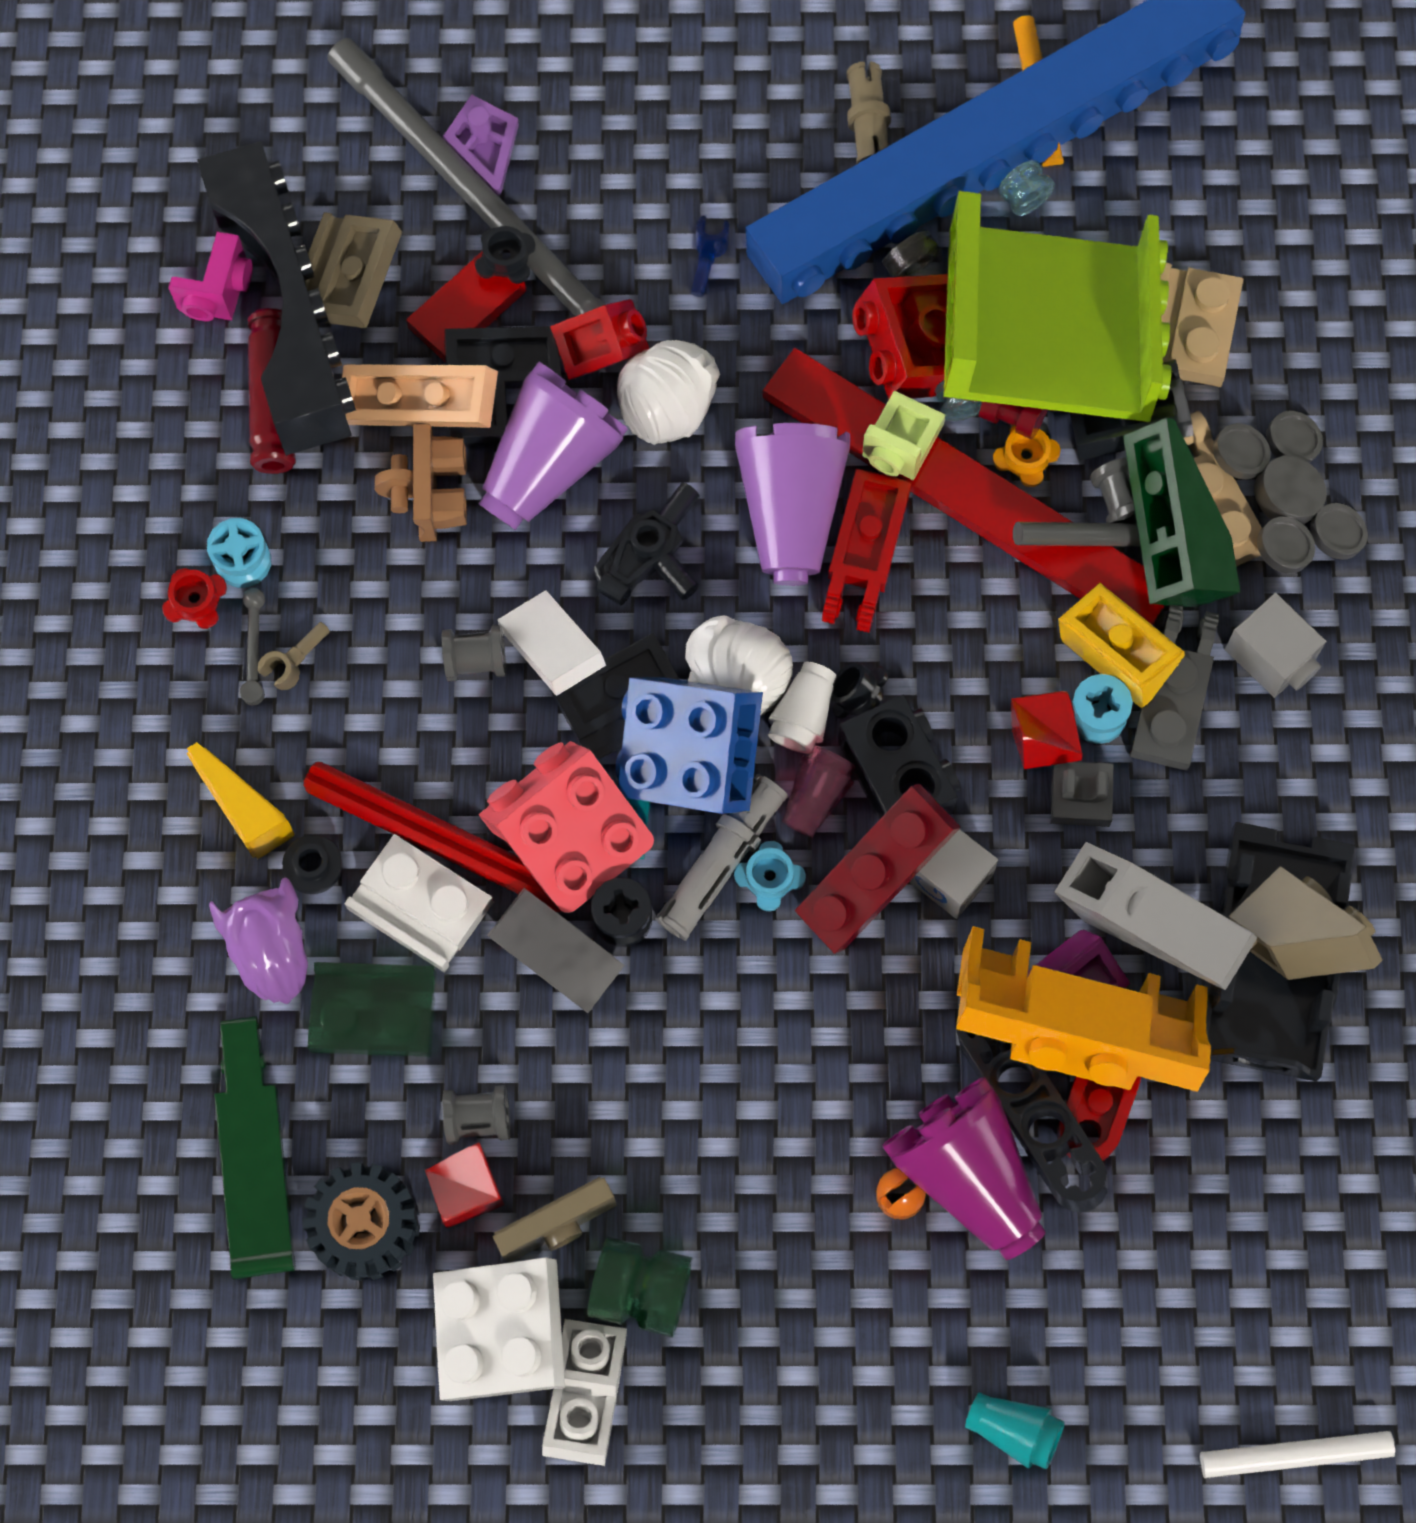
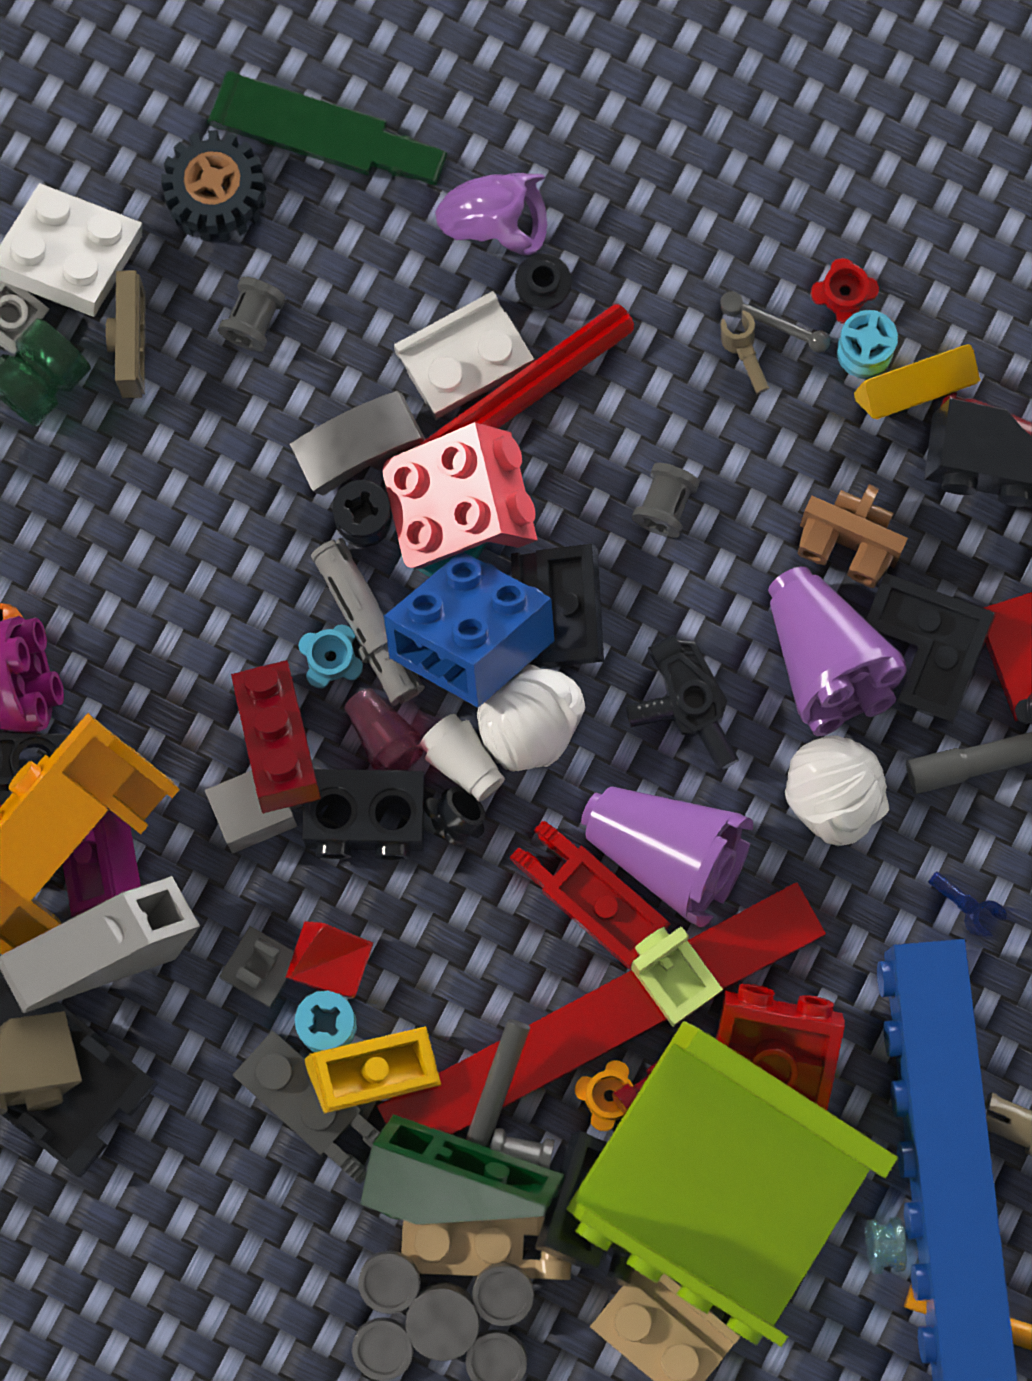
camera: 115 degrees right, 5 degrees up
(250, 814) = (620, 243): yellow slope -> none
(257, 490) = (918, 382): none -> yellow slope
(372, 1009) = (391, 276): clear green plate -> none
(421, 395) = (936, 557): light nougat plate -> none
(464, 1186) = (199, 279): red slope -> none
(551, 642) = (637, 566): white tile -> none
(600, 338) = (915, 753): red bracket -> none
(912, 255) = (865, 1093): clear smoke tile -> none
(1276, 646) = (296, 1216): light grey brick -> none

